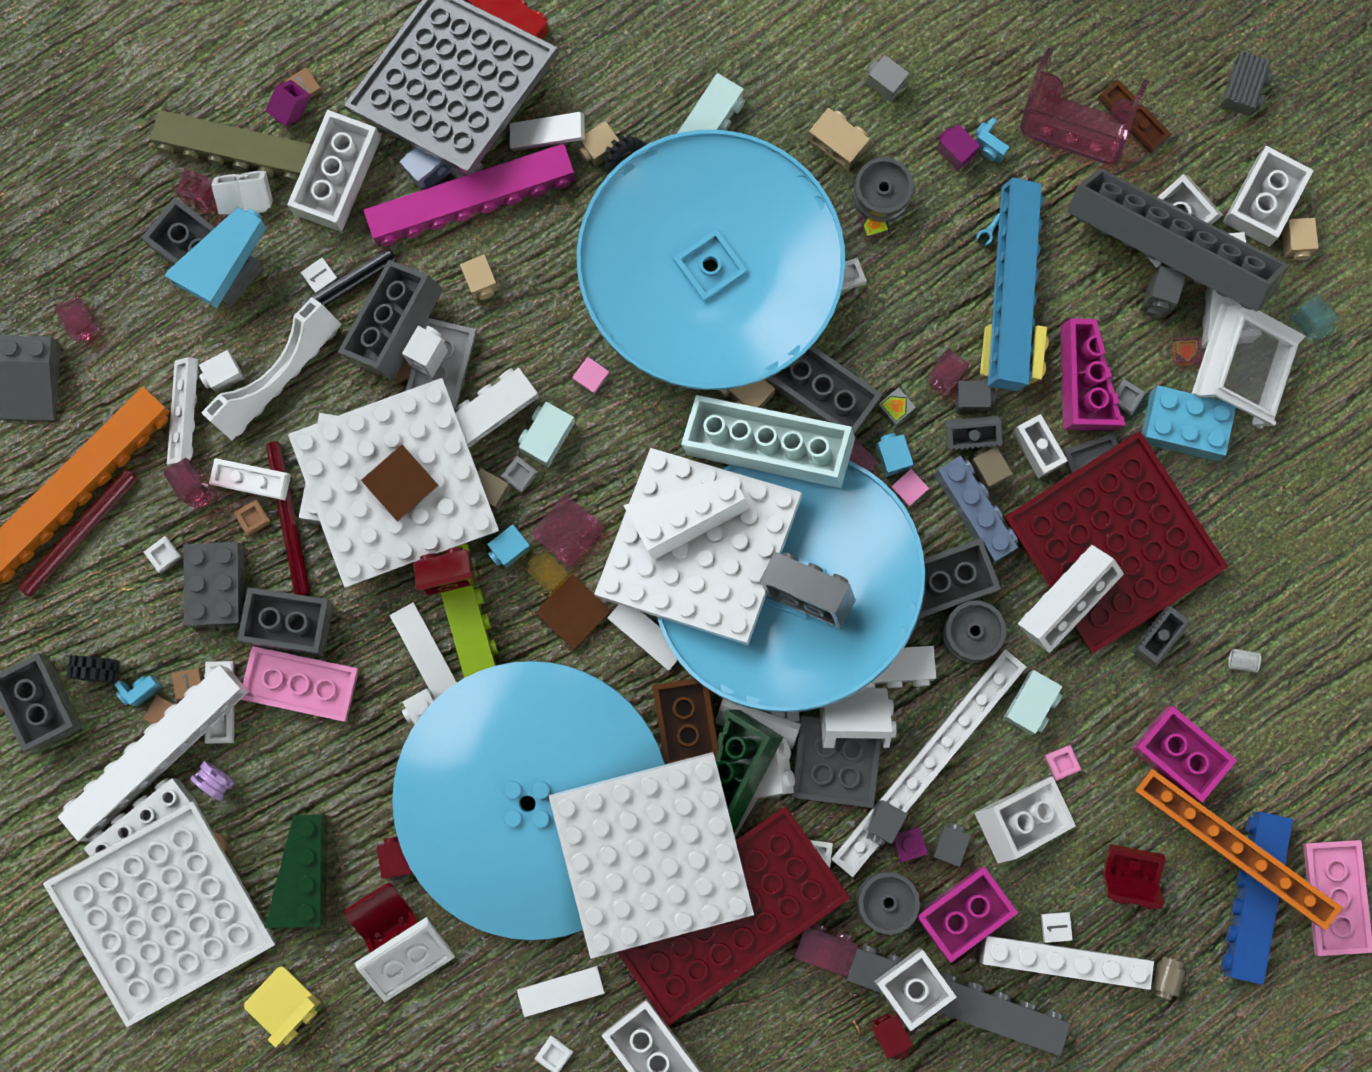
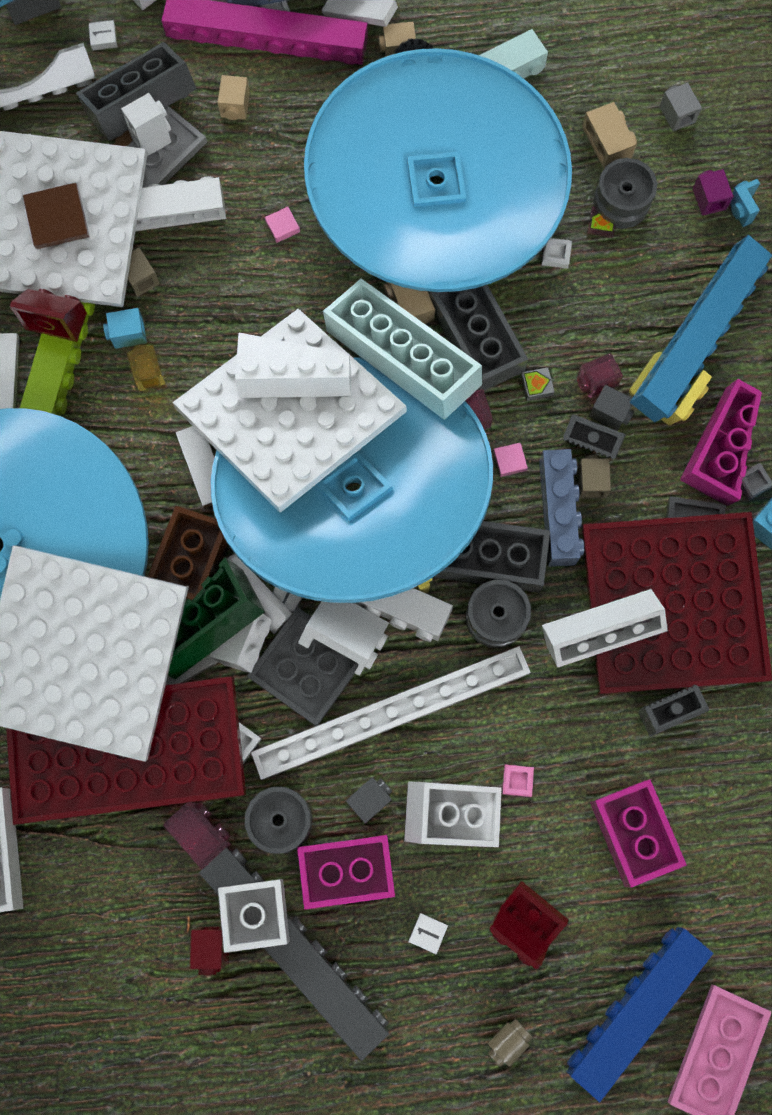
camera: 25 degrees right, 5 degrees down
(353, 278) = (124, 50): black axle -> none
(519, 474) = (172, 275): light grey tile -> none
(546, 433) = (214, 251): light aqua brick -> none
(567, 530) = (185, 342): clear pink hinge -> none
(573, 612) = (149, 413): reddish brown tile -> none
(808, 589) = (361, 487): brick -> none
(884, 823) = (313, 741): dark grey brick -> none
(894, 454) = (511, 422): medium azure brick -> none
(909, 844) = (330, 777): magenta brick -> none
(989, 231) = (701, 277): medium azure hand -> none
(1033, 702) = (518, 709): light aqua brick -> none
(1039, 446) = (649, 480): white brick -> none
(1066, 962) = (419, 973): white brick -> none
(1239, 850) = (645, 956): orange brick -> none
(1243, 656) = (747, 781): white piece -> none

